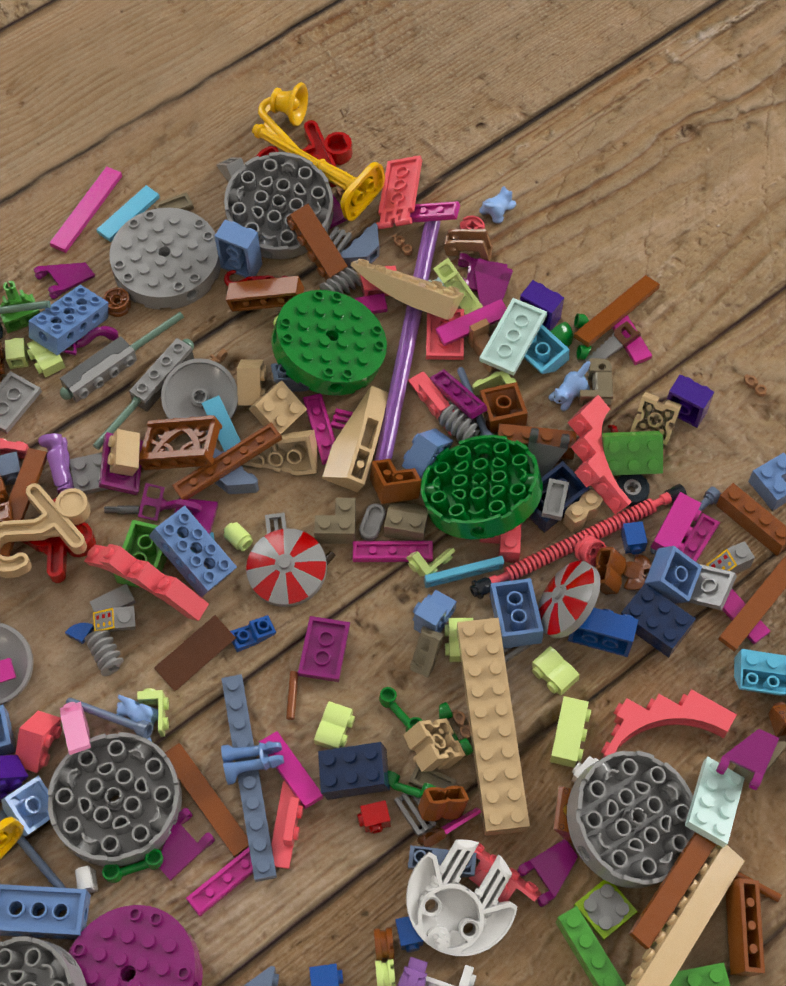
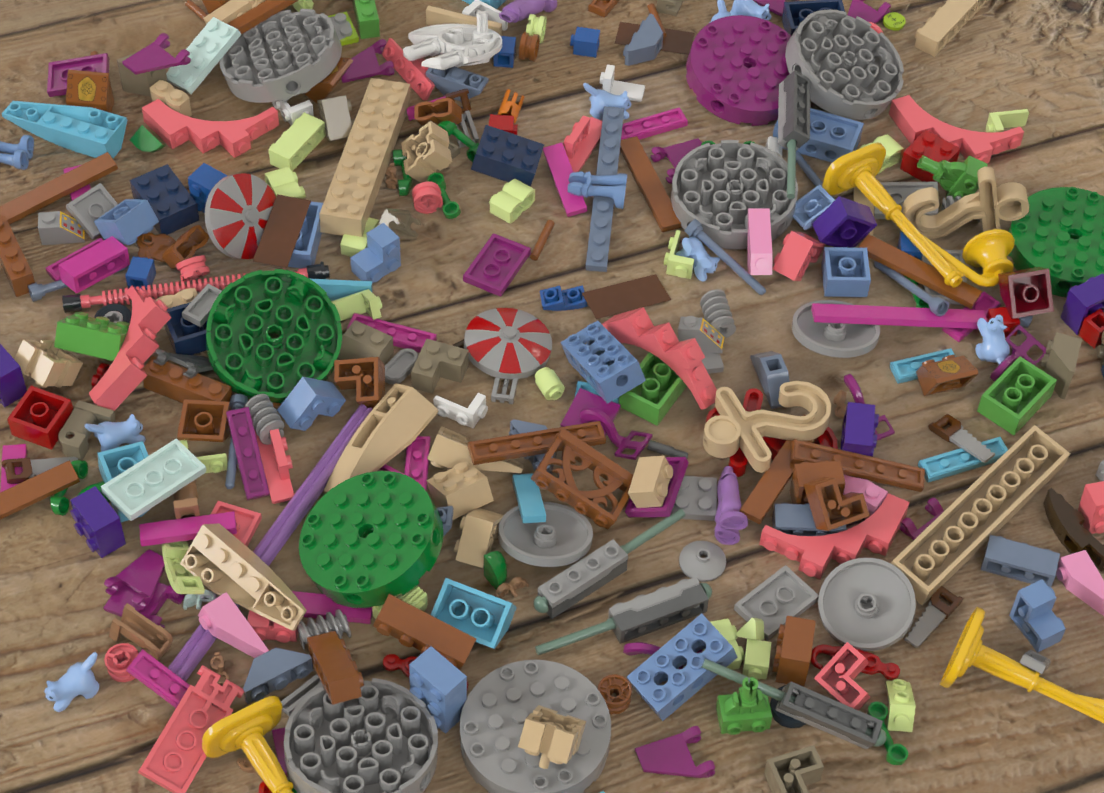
camera: 165 degrees left, 10 degrees down
(22, 365) = (752, 629): none -> yellowish green slope
(44, 603) = (771, 374): none -> sand blue slope
(62, 888) = (793, 121): none -> dark grey piece
(79, 430) = (703, 568): none -> light grey dish
(79, 631) = (739, 345): blue tile -> none
(144, 224) = (552, 735): none -> tan brick
(231, 360) = (495, 568): none -> green brick
(236, 324) = (474, 612): none -> medium azure slope
(267, 921) = (634, 91): none -> white bracket
(279, 891) = (601, 98): none -> light blue animal
(303, 485) = (464, 416): none -> white bracket
(376, 851) = (510, 107): none -> orange arm
(406, 259) = (229, 625): none -> bright pink slope
(415, 699) = (427, 197): none -> coral wheel
(475, 961) = (441, 16): none -> tan tile
(526, 599) = (282, 231): none -> reddish brown sticker
(545, 769) = (336, 117): none -> brick
(633, 377) = (40, 417): none -> red brick
(710, 687) = (147, 140): none -> green brick
(713, 740) = (171, 97): none -> tan brick

